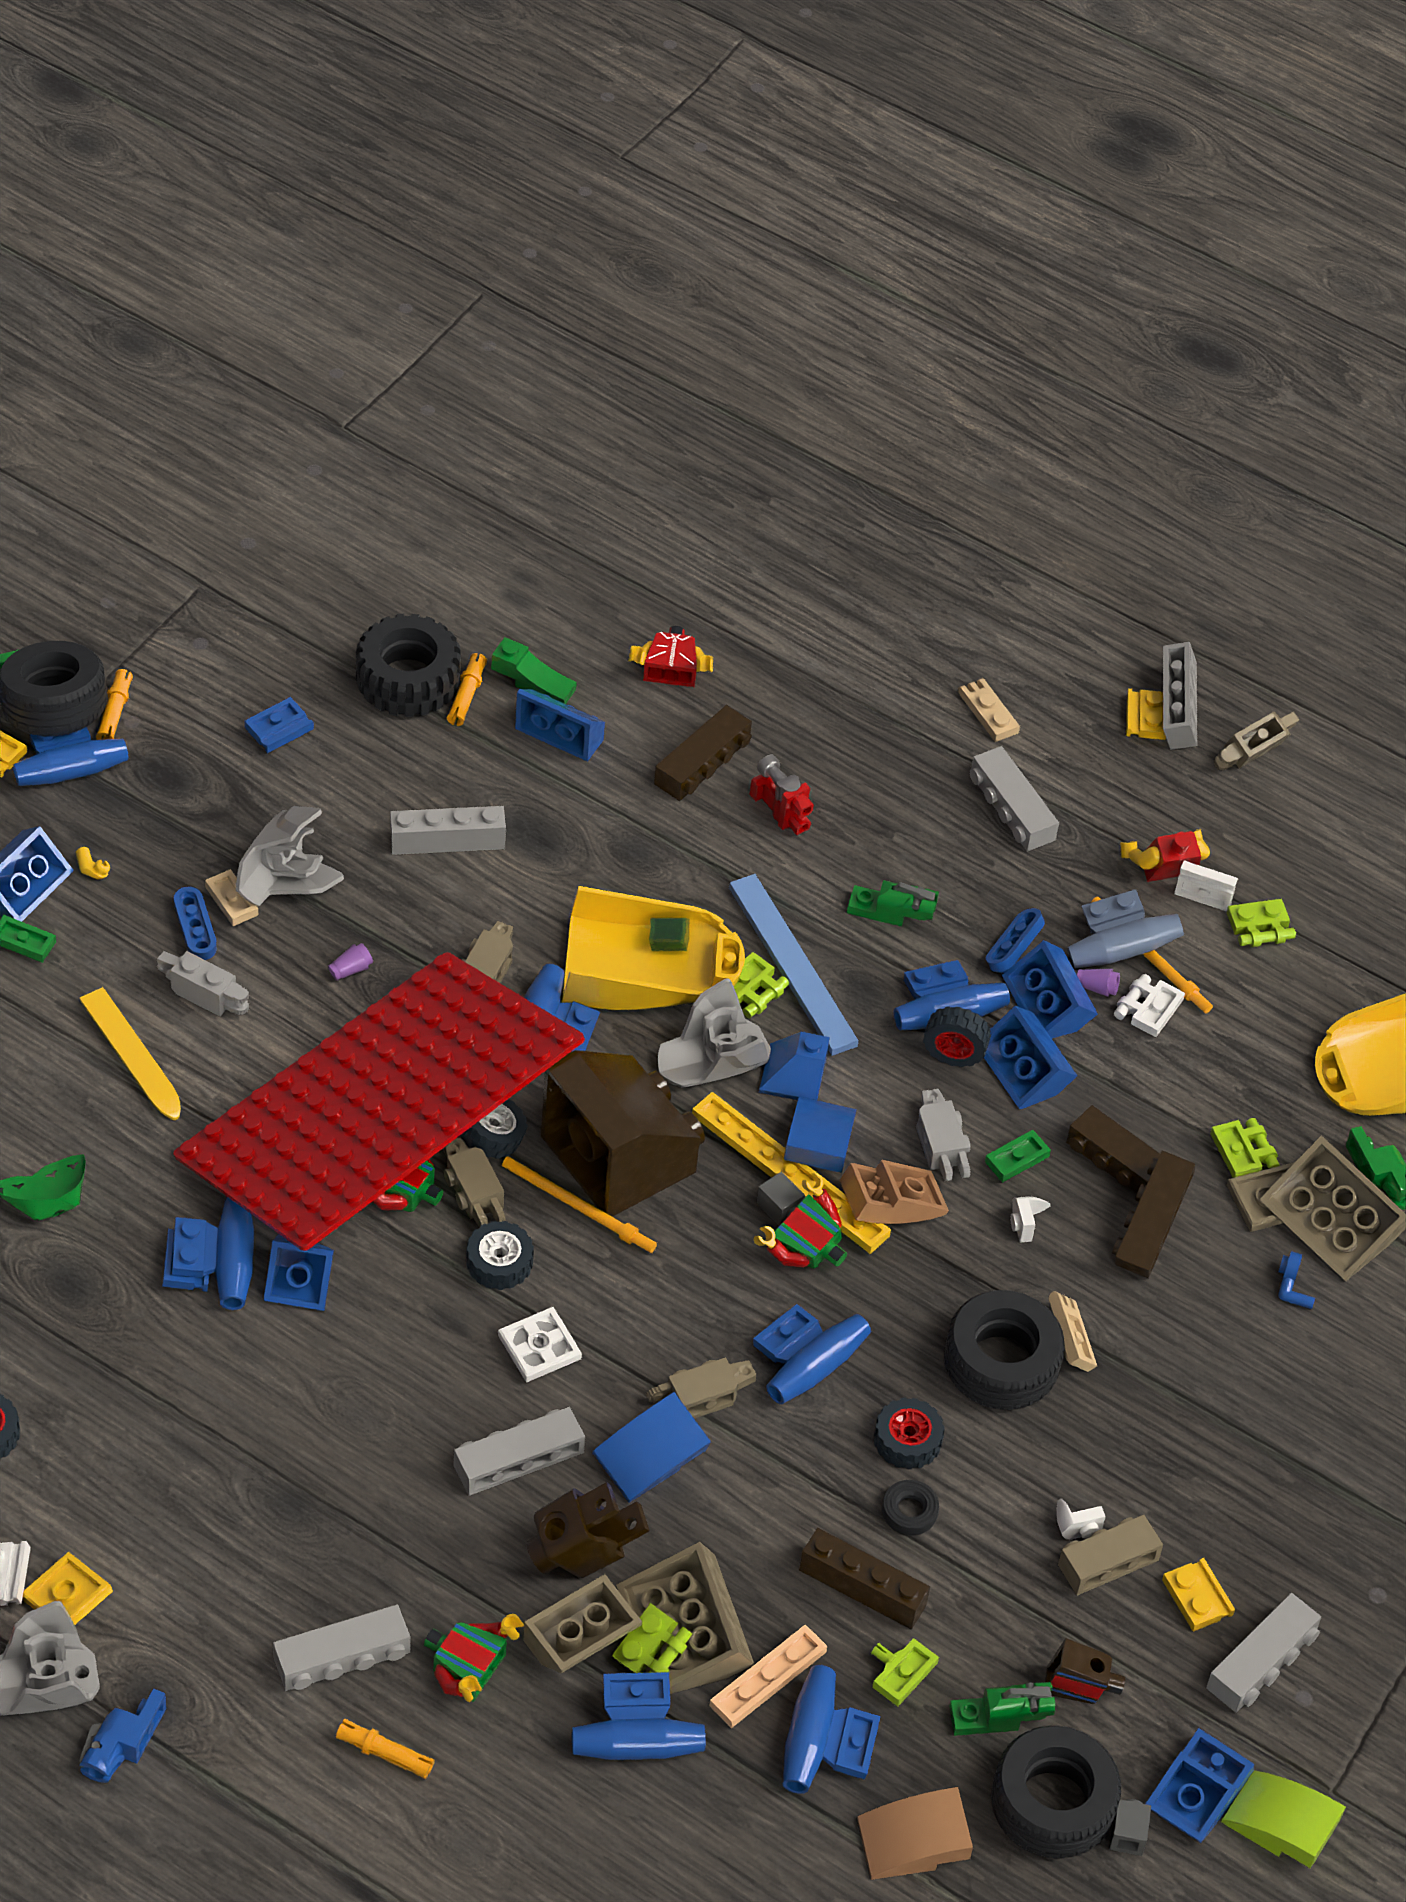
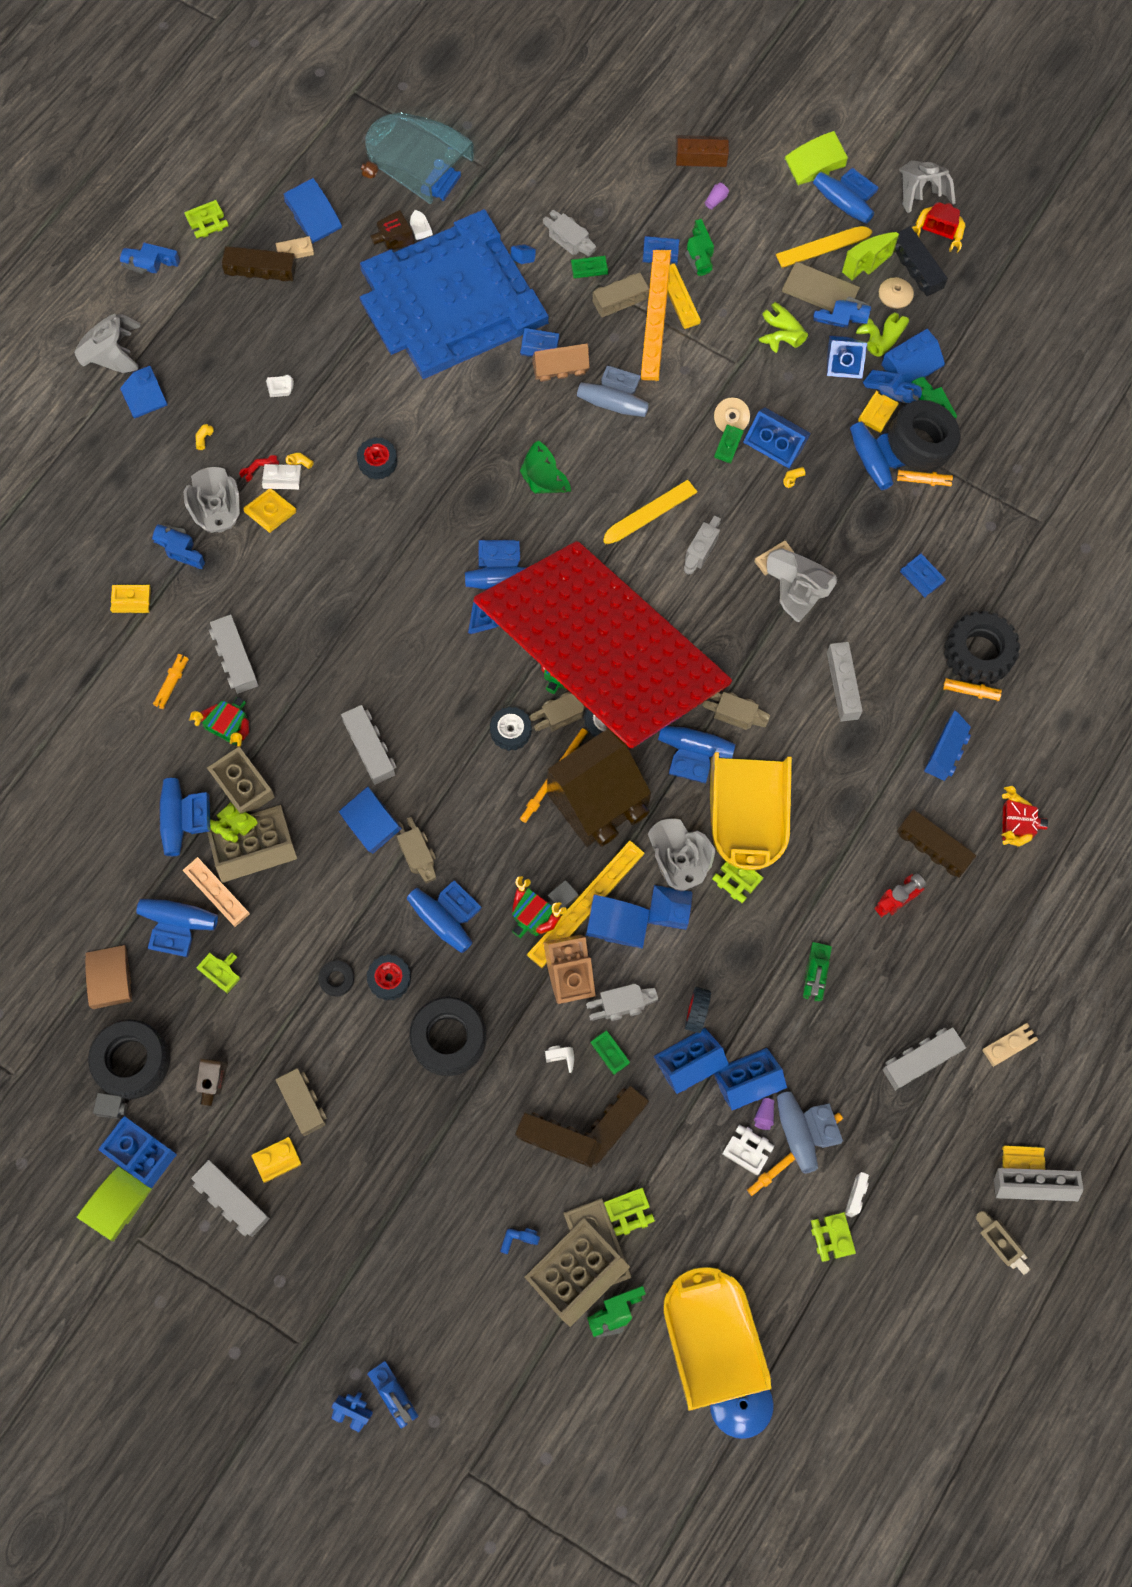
camera: 90 degrees right, 20 degrees up
(195, 915) = (758, 533): blue plate -> none
(219, 1815) = (130, 598): none -> yellow plate
(351, 962) = (730, 630): medium lavender cone -> none
(529, 672) = (991, 730): green slope -> none
(539, 1344) = (446, 754): white piece -> none
(582, 1533) = (298, 769): dark brown piece -> none
(669, 934) = (771, 822): clear green piece -> none
(793, 964) = (760, 906): medium blue tile -> none
(864, 1578) = (280, 947): dark brown brick -> none
(944, 987) = (739, 1007): blue plate -> none
(1002, 1708) = (190, 1030): green plate -> none
(1015, 940) = (794, 1056): blue plate -> none
(1077, 1345) = (470, 1084): tan hinge -> none
(1079, 1523) = (322, 1087): white plate -> none
(1166, 854) = (880, 1170): red torso -> none

